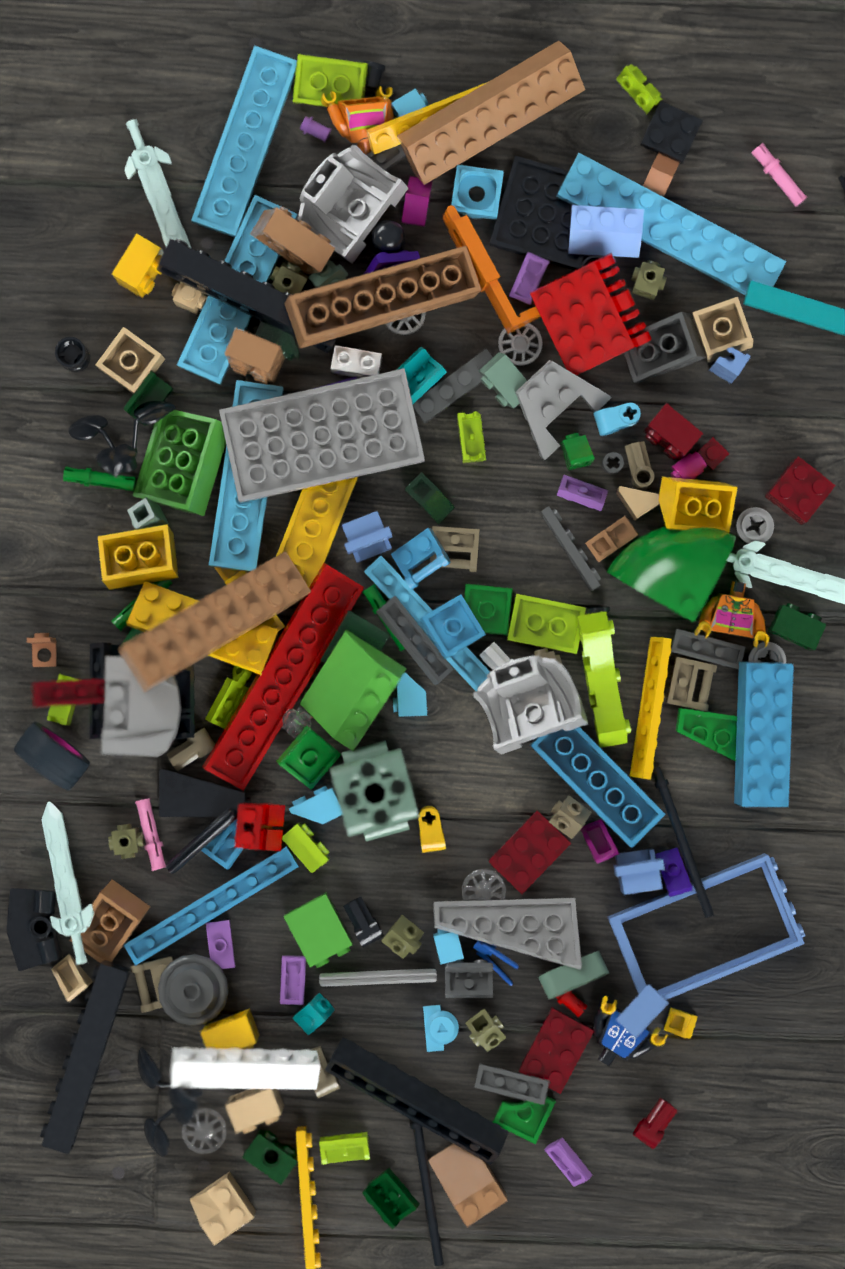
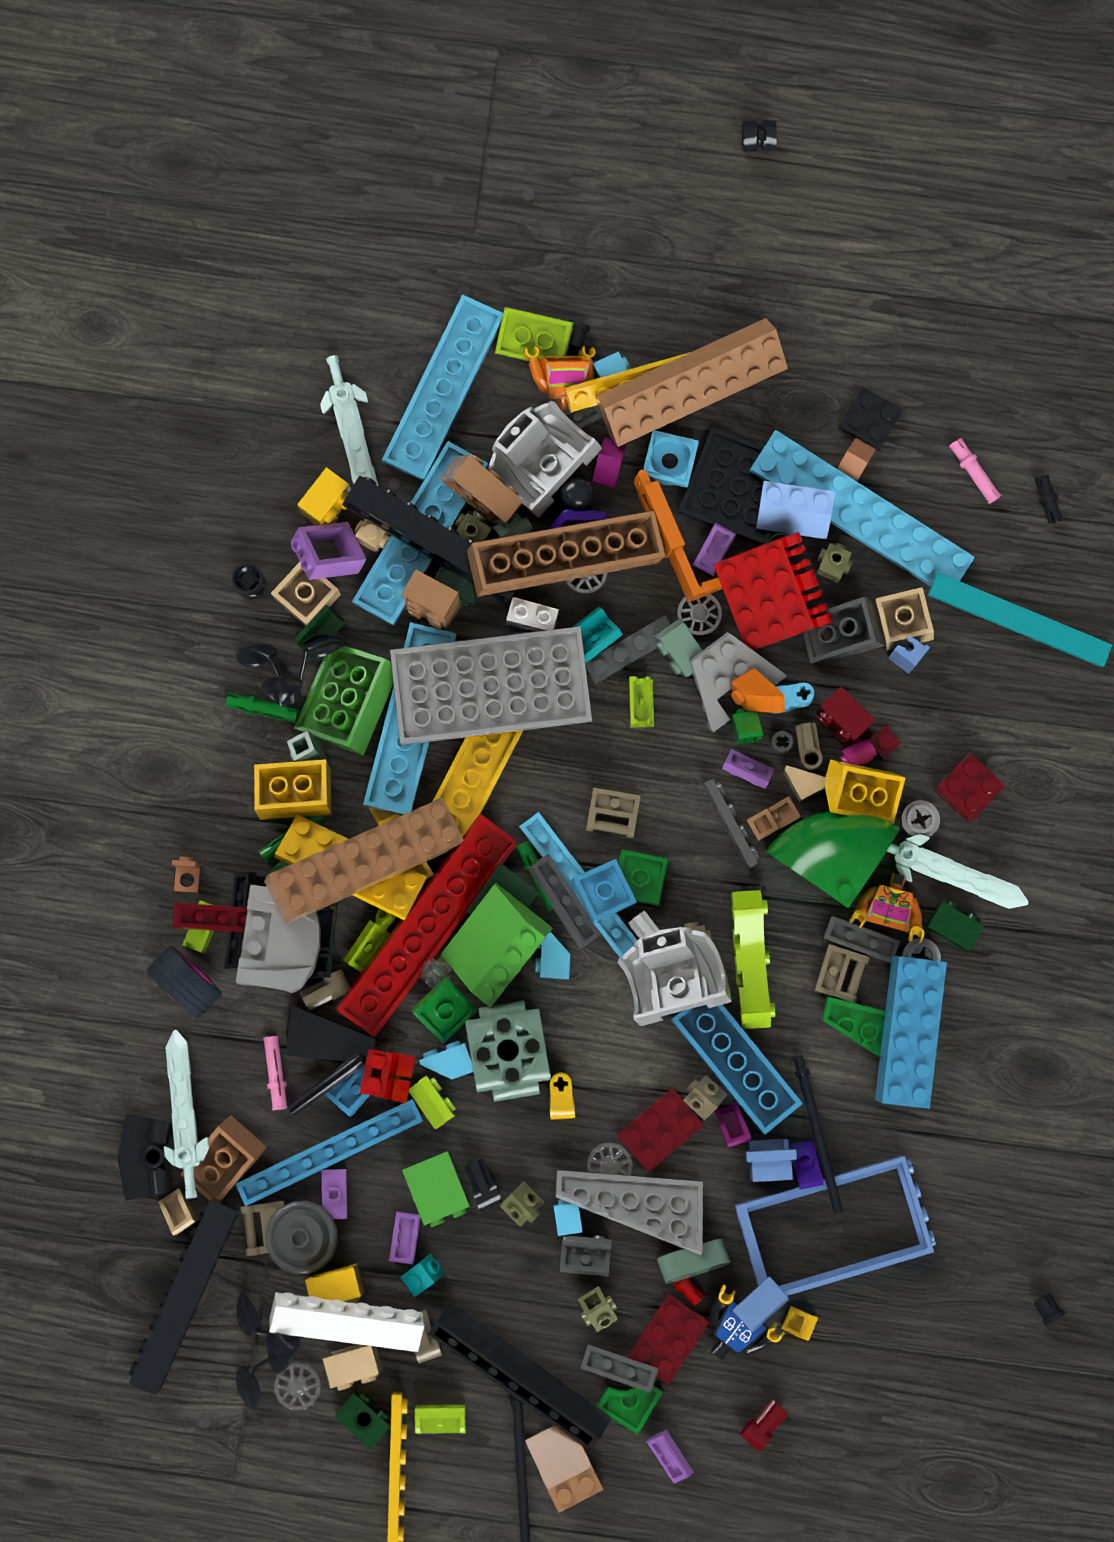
camera: 10 degrees right, 5 degrees down
(134, 837) = (259, 1074): olive brick -> none
(163, 304) = (351, 554): none -> medium lavender window
(222, 1208) = (307, 1468): tan slope -> none
(315, 129) = (514, 381): medium lavender pin -> none
(367, 537) = (526, 792): medium blue plate -> none
(378, 977) = (492, 1244): light grey axle -> none
(390, 1198) = (482, 1475): dark green bracket -> none
(418, 551) = (573, 813): dark azure plate -> none
(429, 498) = (593, 759): clear green slope -> none
(440, 1027) = (551, 1303): medium azure piece -> none
(485, 948) = (605, 1224): blue plant -> none
(545, 623) = (698, 897): lime plate -> none
(584, 418) = (757, 693): none -> orange slope
(632, 81) = (835, 364): lime hinge -> none
(650, 707) = (797, 994): yellow plate -> none

